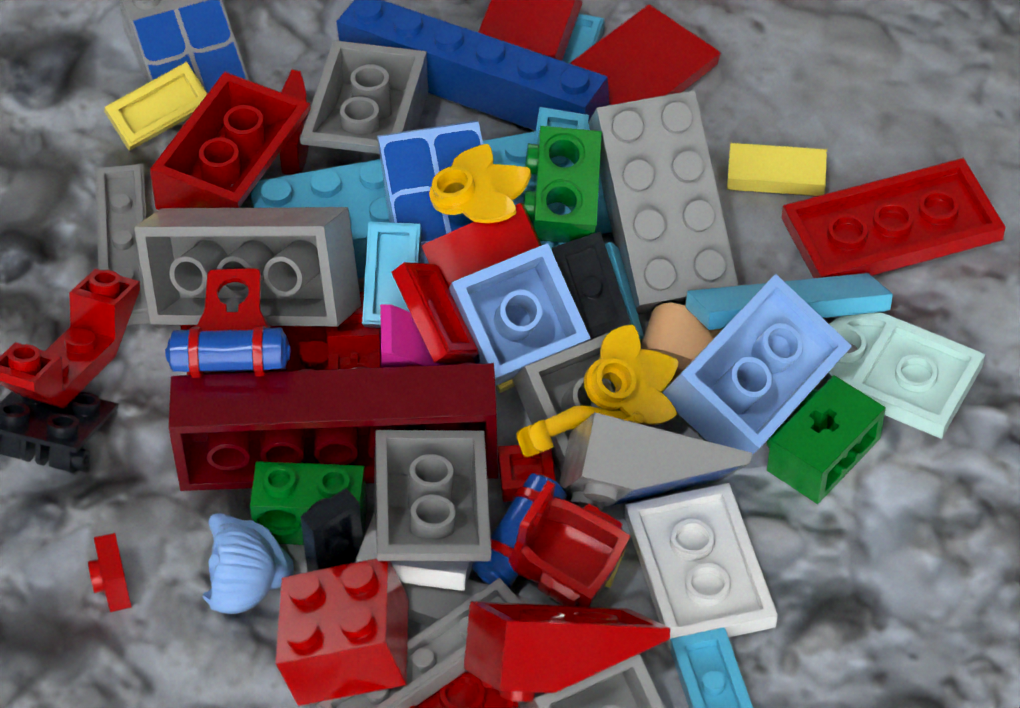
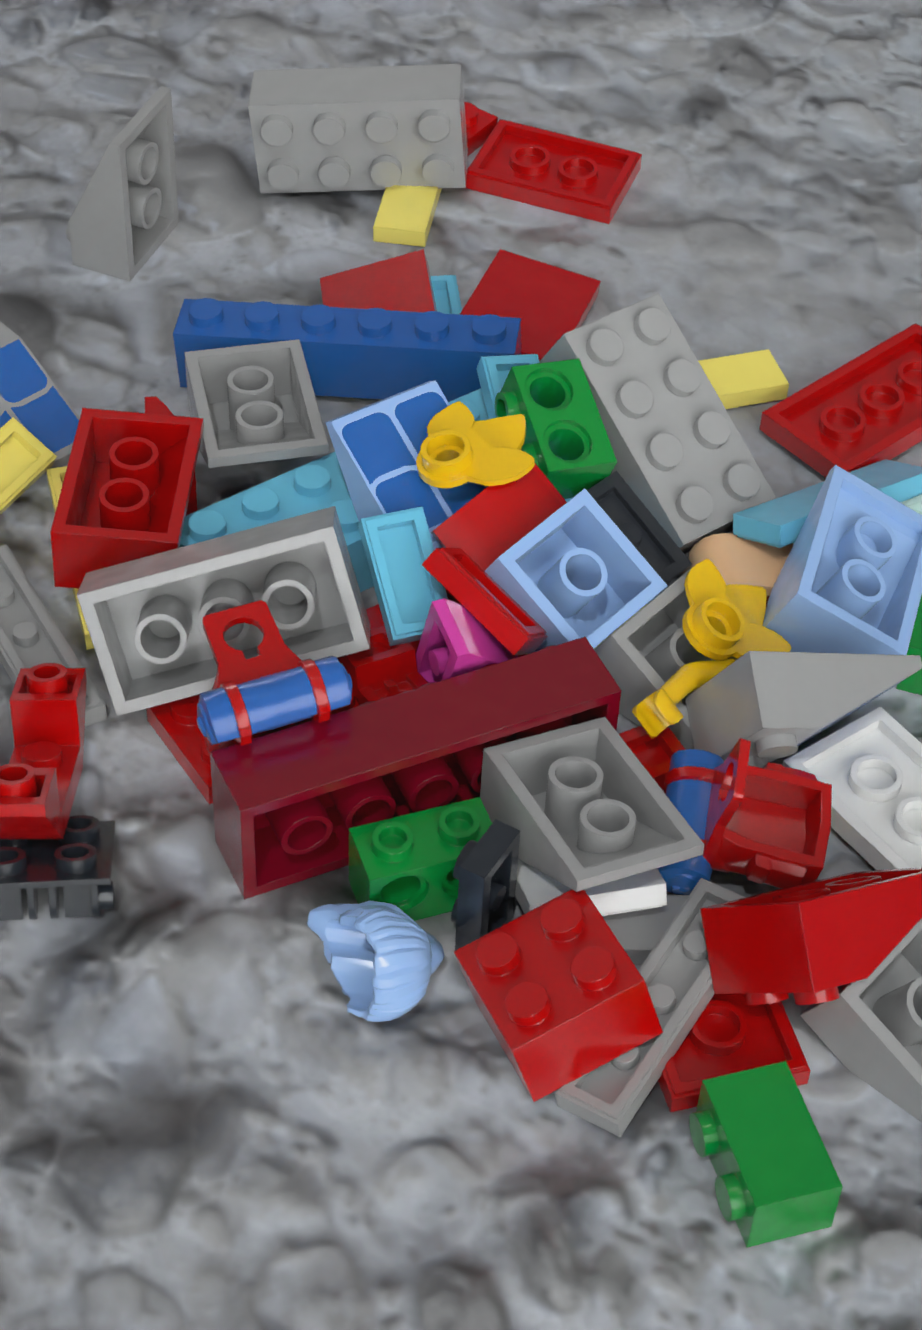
camera: 25 degrees left, 5 degrees down
(108, 573) = (222, 1015): red plate -> none

